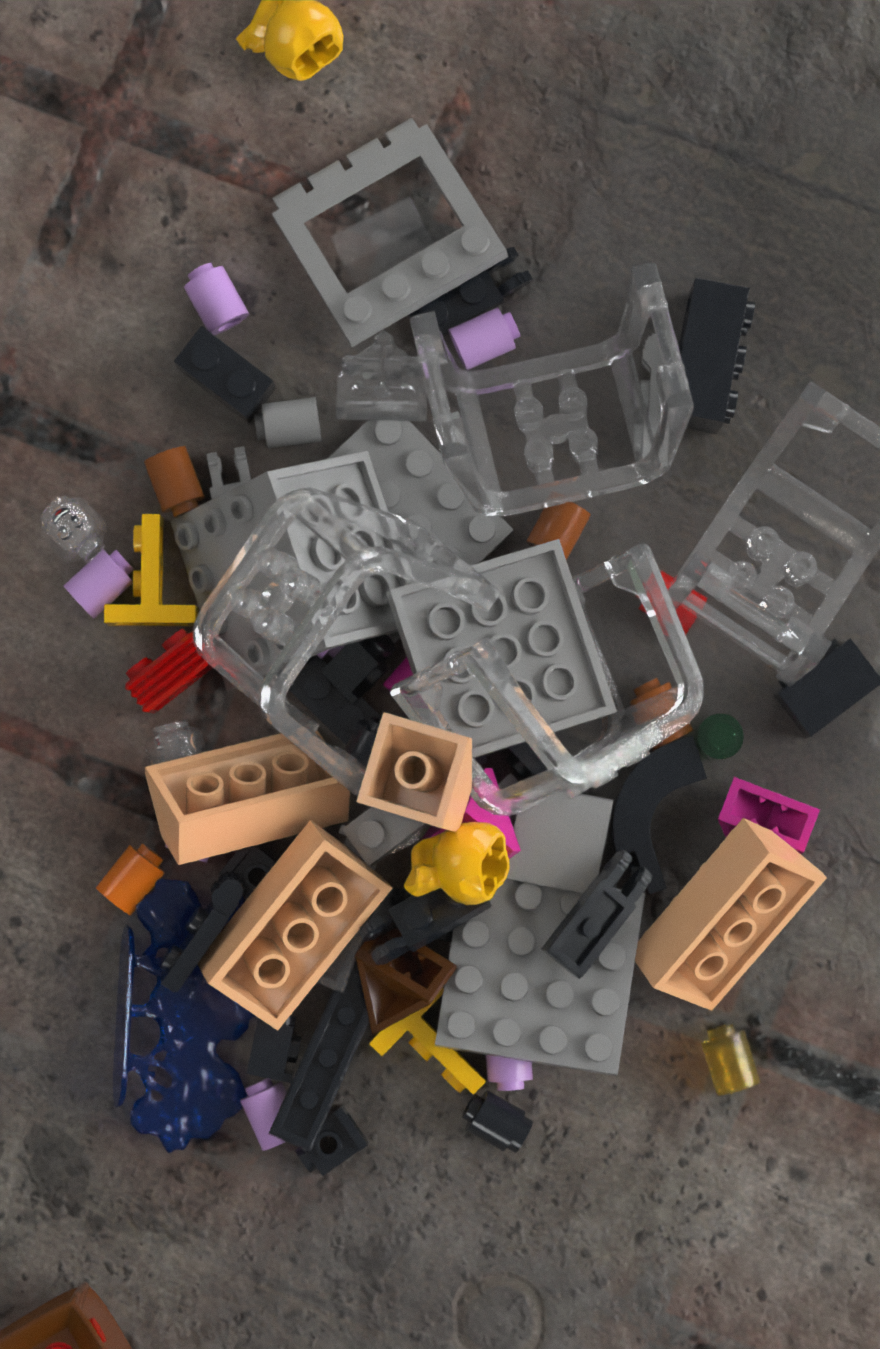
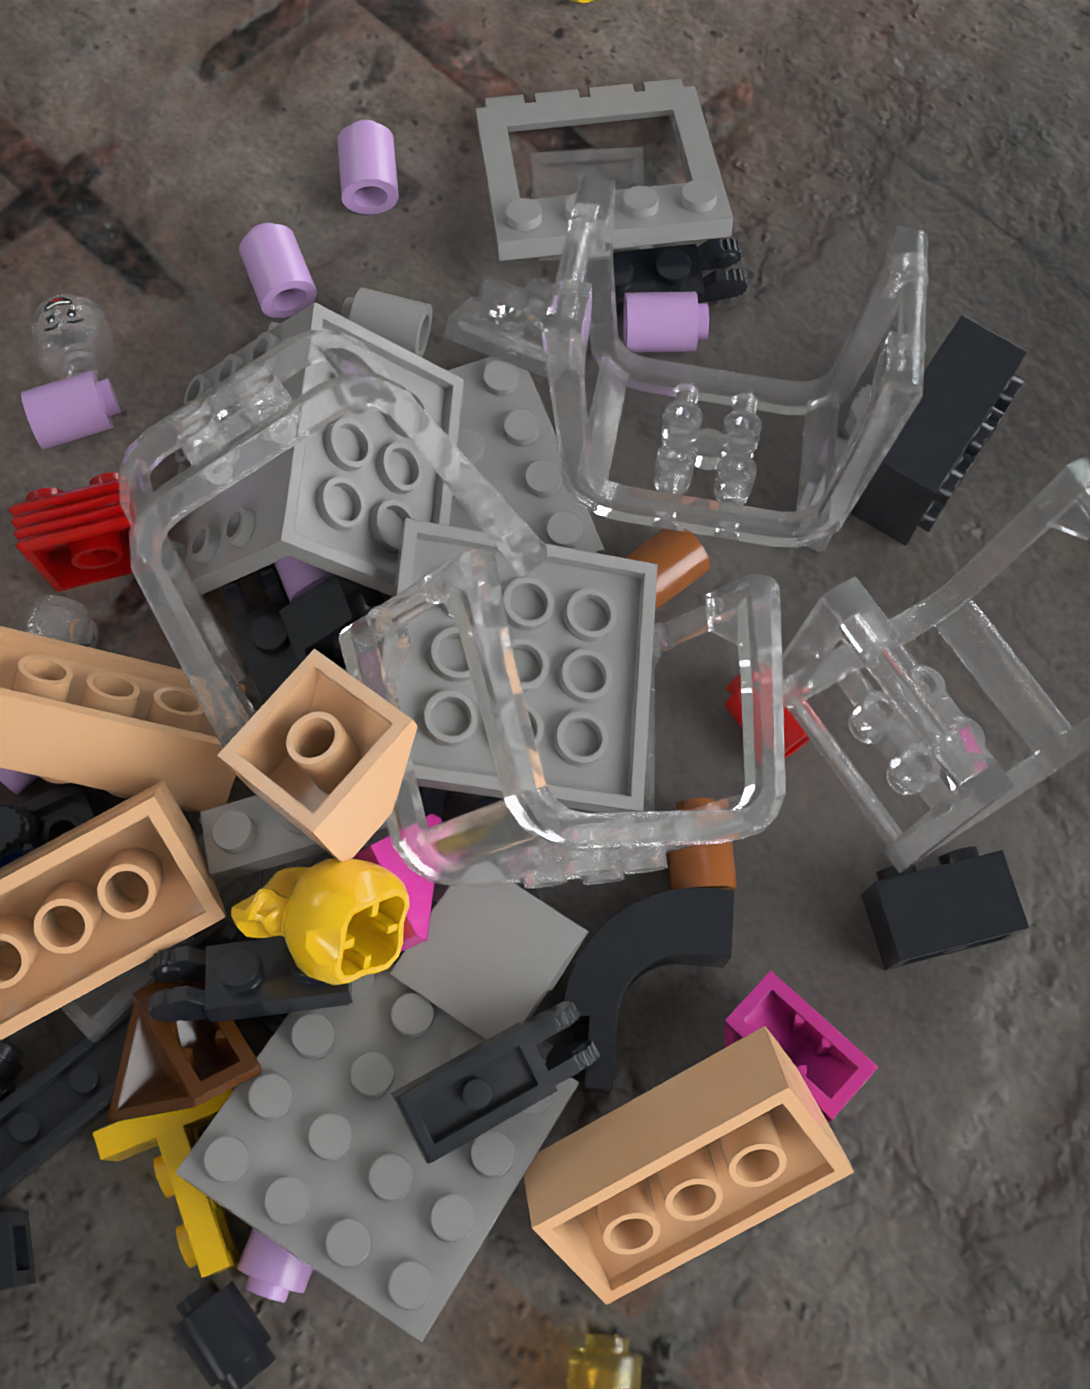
camera: 20 degrees right, 15 degrees down
(149, 584) = (150, 397): yellow bracket -> none
(174, 481) = (217, 326): dark orange brick -> none
(190, 411) = (277, 270): none -> lavender brick
(225, 374) = (335, 237): black brick -> none
(718, 737) = (769, 911): clear green brick -> none

